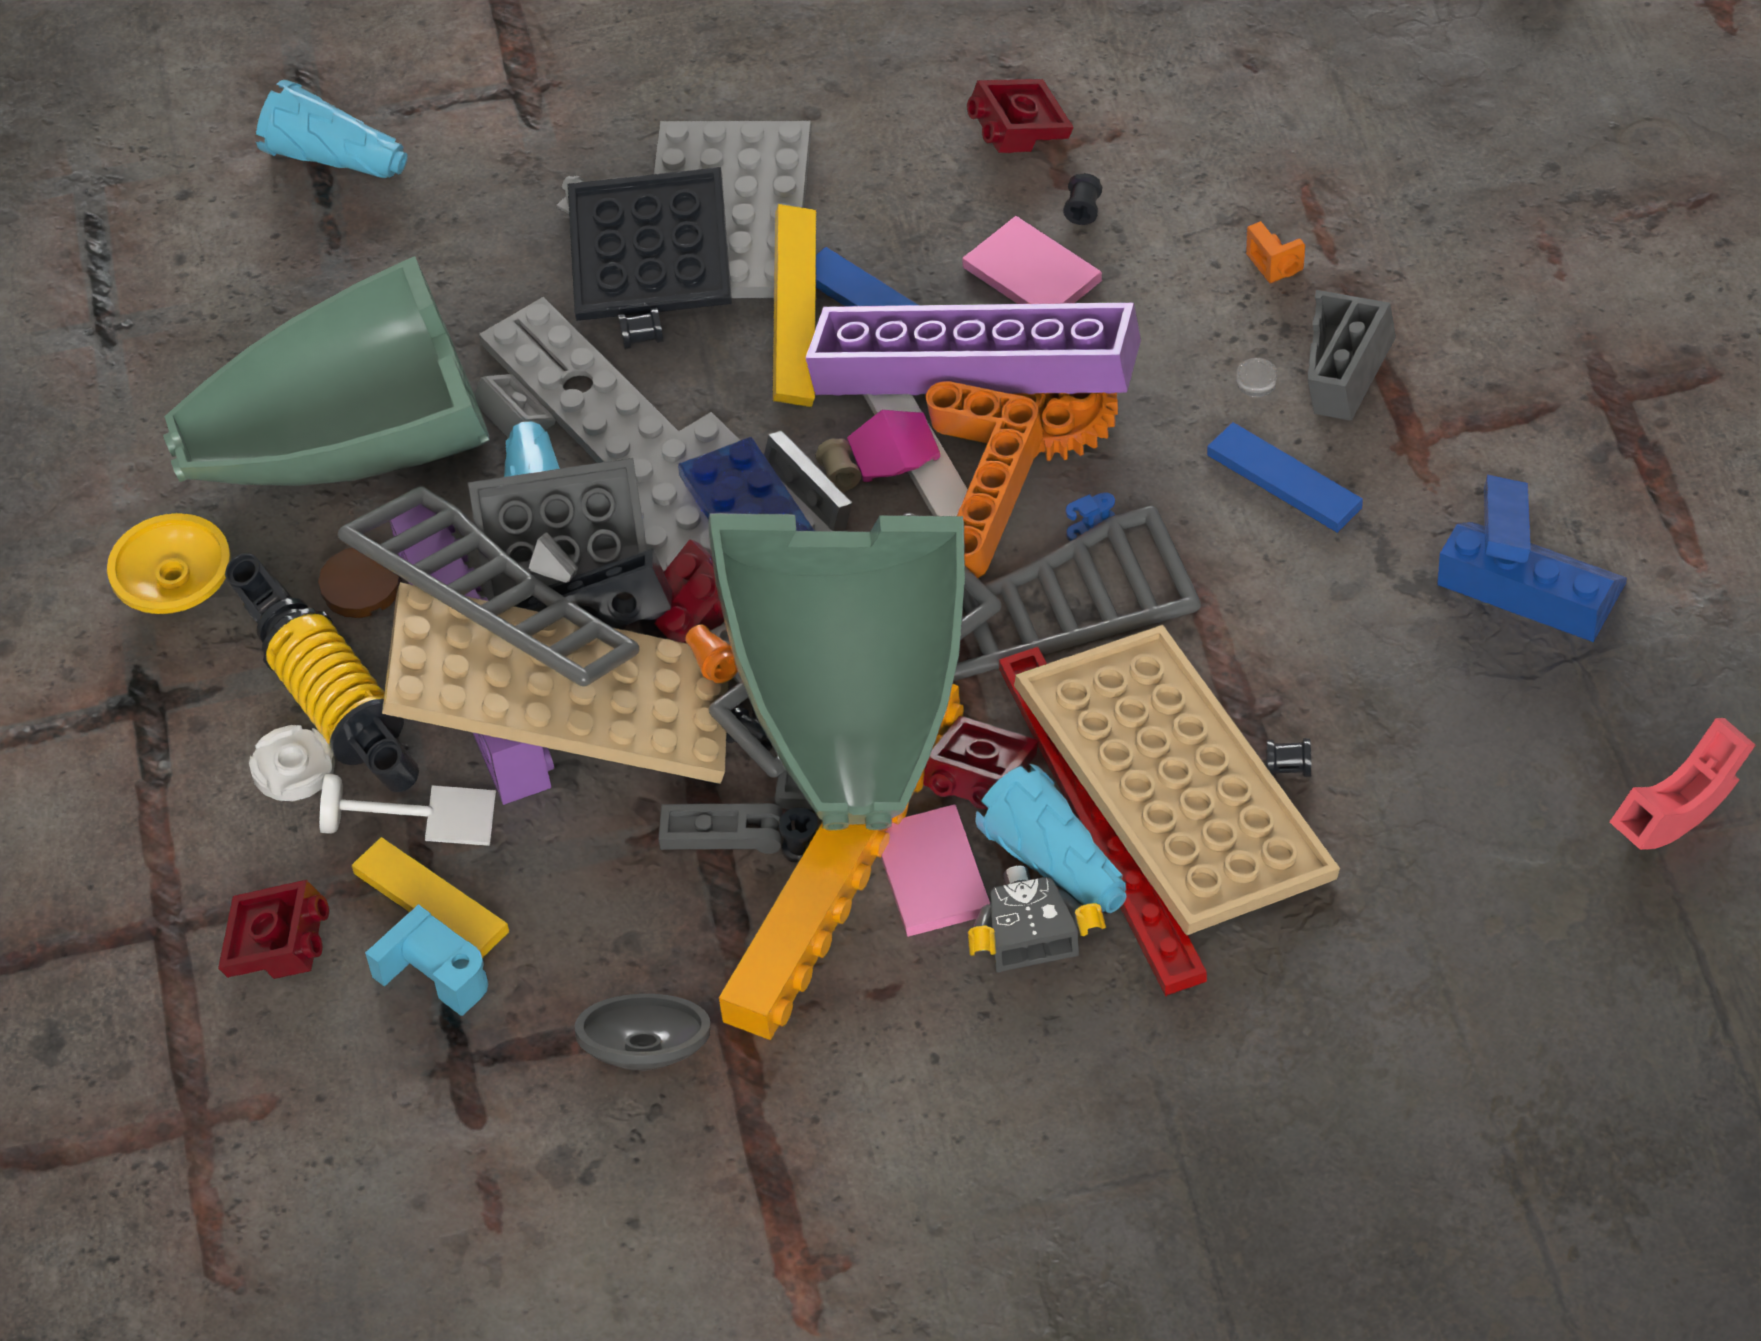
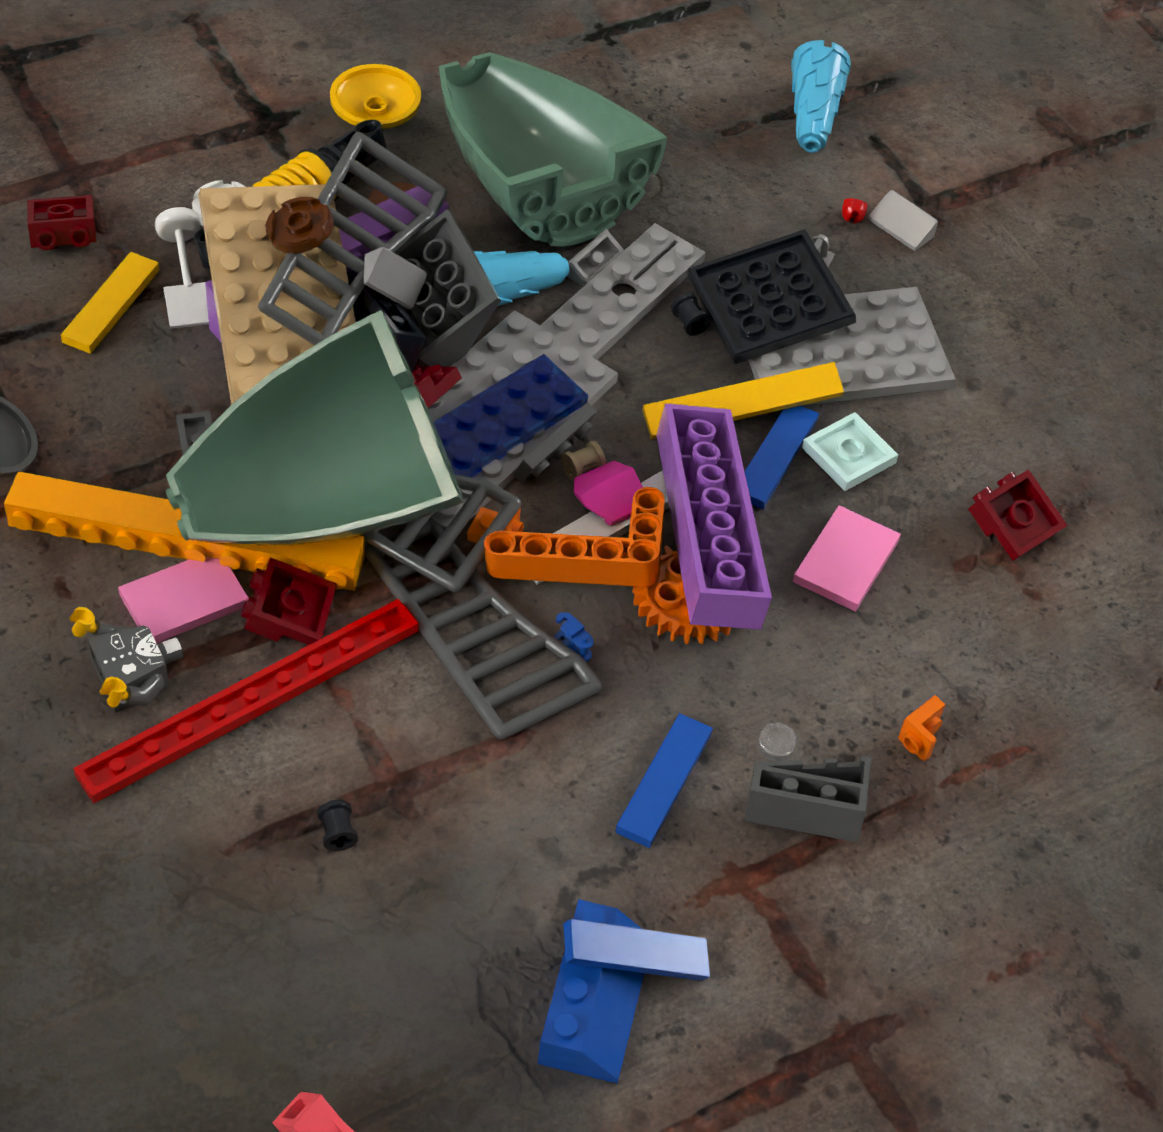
camera: 65 degrees right, 0 degrees up
(435, 952) = (50, 314): medium azure piece -> none
(483, 624) = (299, 225): none -> reddish brown tile
(520, 150) = (854, 209): none -> red hinge
(550, 110) = (904, 220): none -> light grey slope
(888, 232) = (849, 451): none -> light aqua plate
(1042, 831) = (213, 649): medium azure cone -> none
(1082, 206) = (937, 577): black bush -> none
(1176, 779) = (289, 741): tan plate -> none

